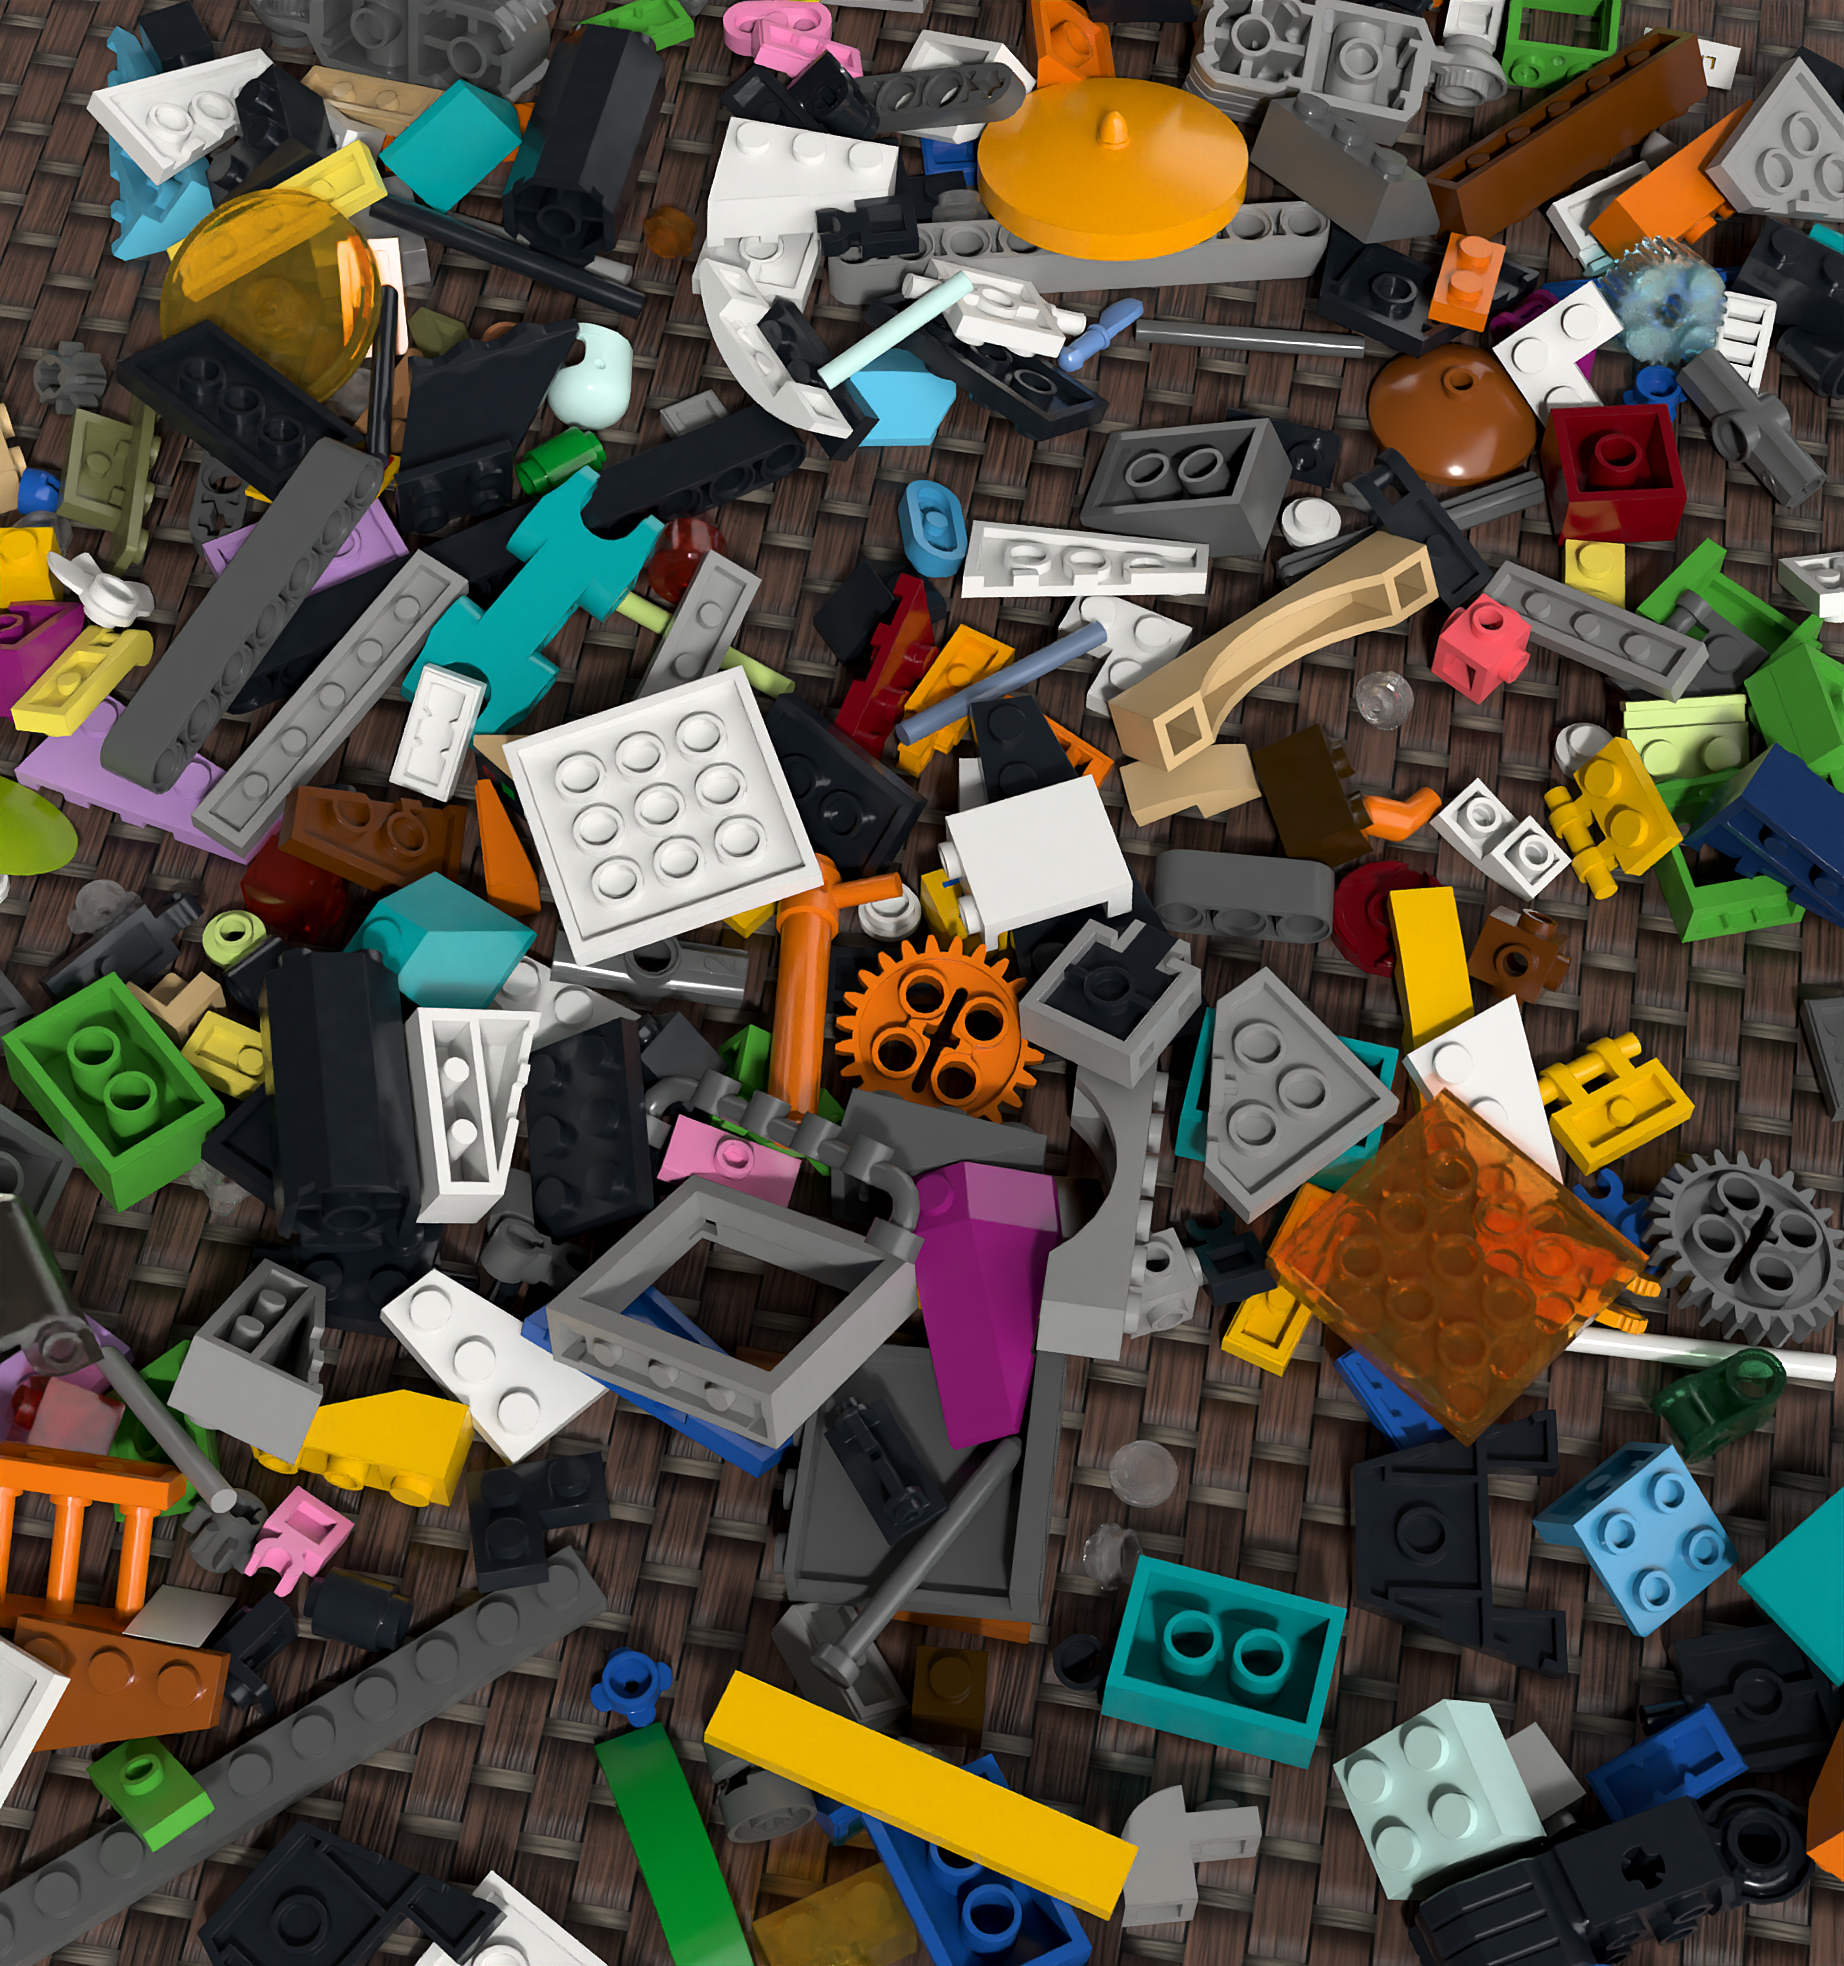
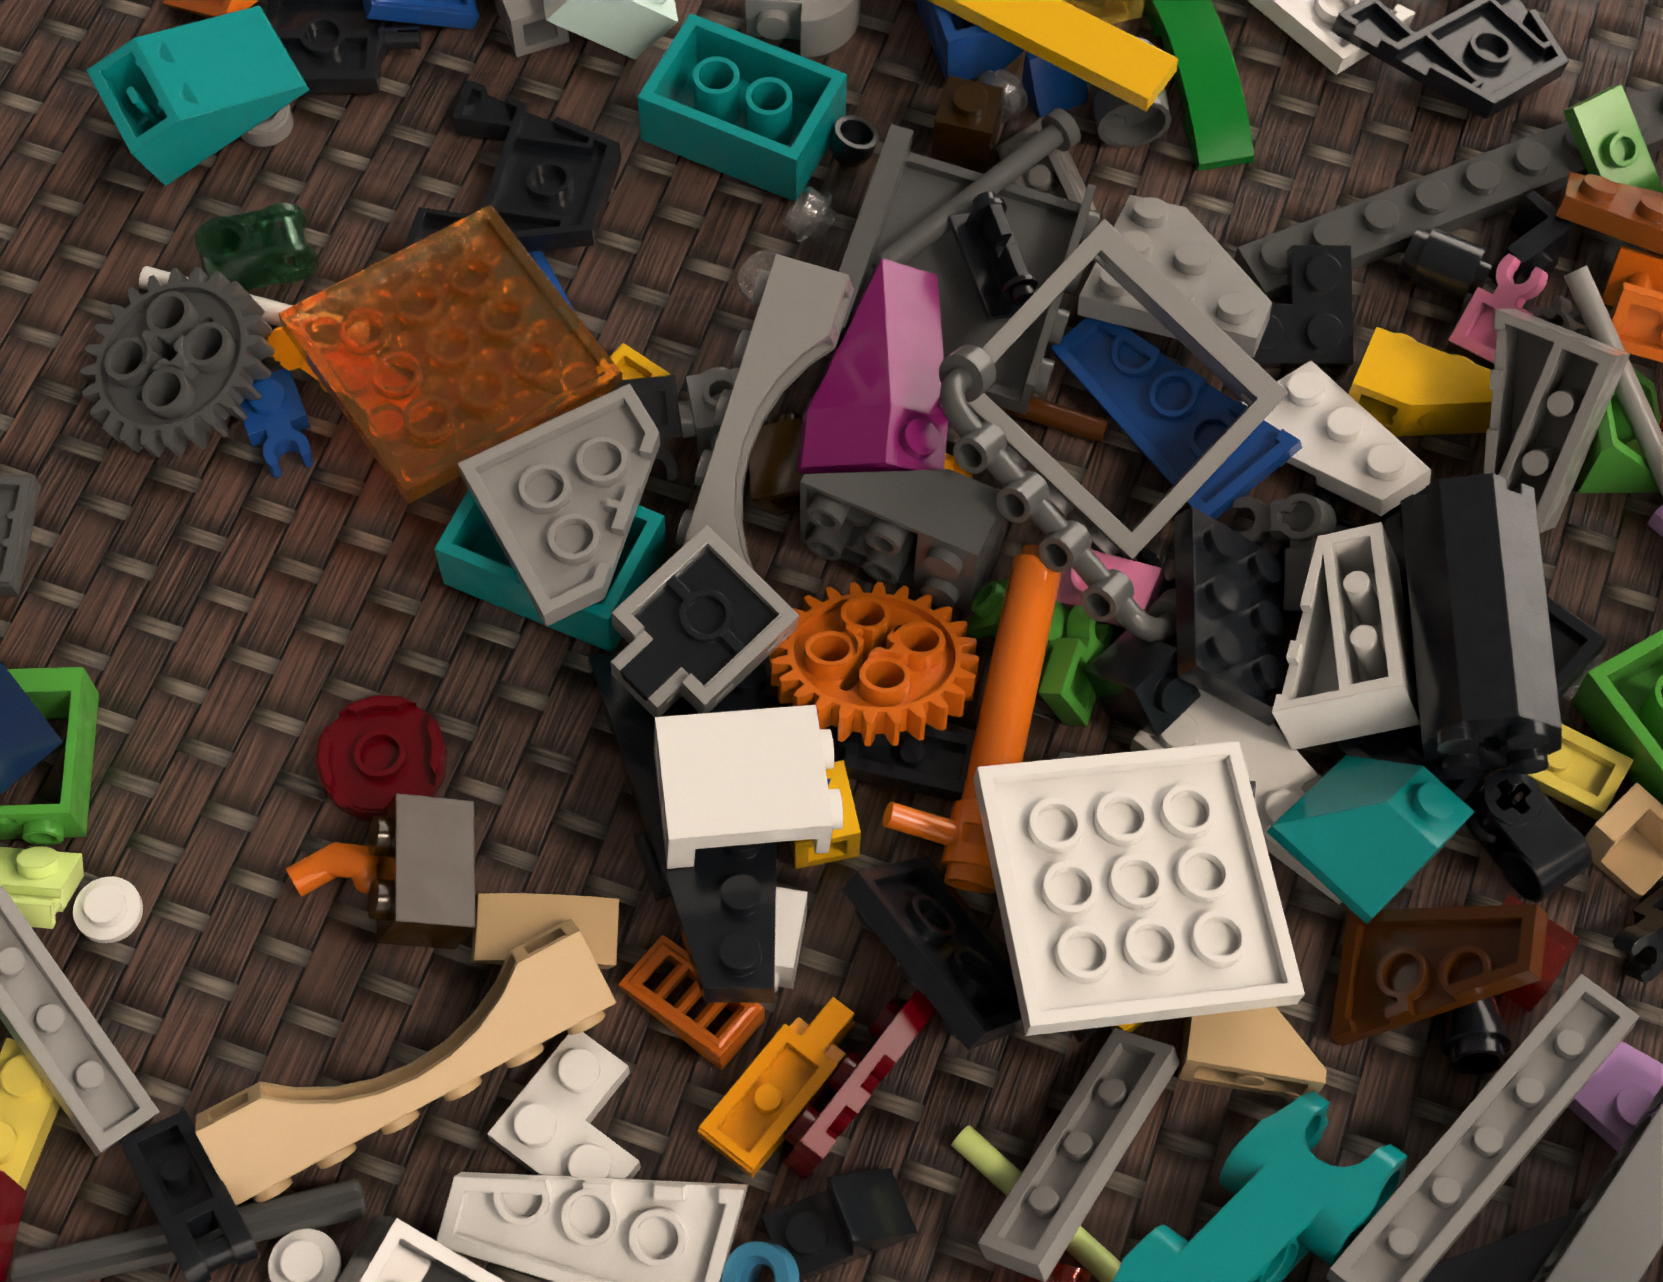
camera: 170 degrees left, 5 degrees up
(180, 1616) = (1609, 253): white sticker -> none
(230, 923) = (1591, 901): yellowish green plate -> none
(438, 732) = (1364, 1102): white plate -> none
(508, 871) = (1303, 924): orange slope -> none
(626, 1667) = (1222, 174): blue plate -> none
(682, 1511) = (1192, 262): none -> light grey plate
(891, 918) = (888, 846): white plate -> none
(1001, 682) = (722, 1070): sand blue bar -> none
(1243, 896) = (530, 789): dark grey beam -> none
(1384, 699) = (303, 1000): clear plate -> none
(1428, 967) = (375, 629): yellow slope -> none
(1481, 648) = (171, 1034): coral brick -> none
(1493, 1074) = (356, 528): white wing -> none
(1494, 841) = (239, 821): white slope -> none
(1498, 958) = (274, 667): reddish brown brick -> none
(1618, 1115) = (238, 512): yellow plate -> none
(1628, 811) = (101, 798): yellow plate -> none
(1642, 1532) = (372, 172): dark azure bracket -> none

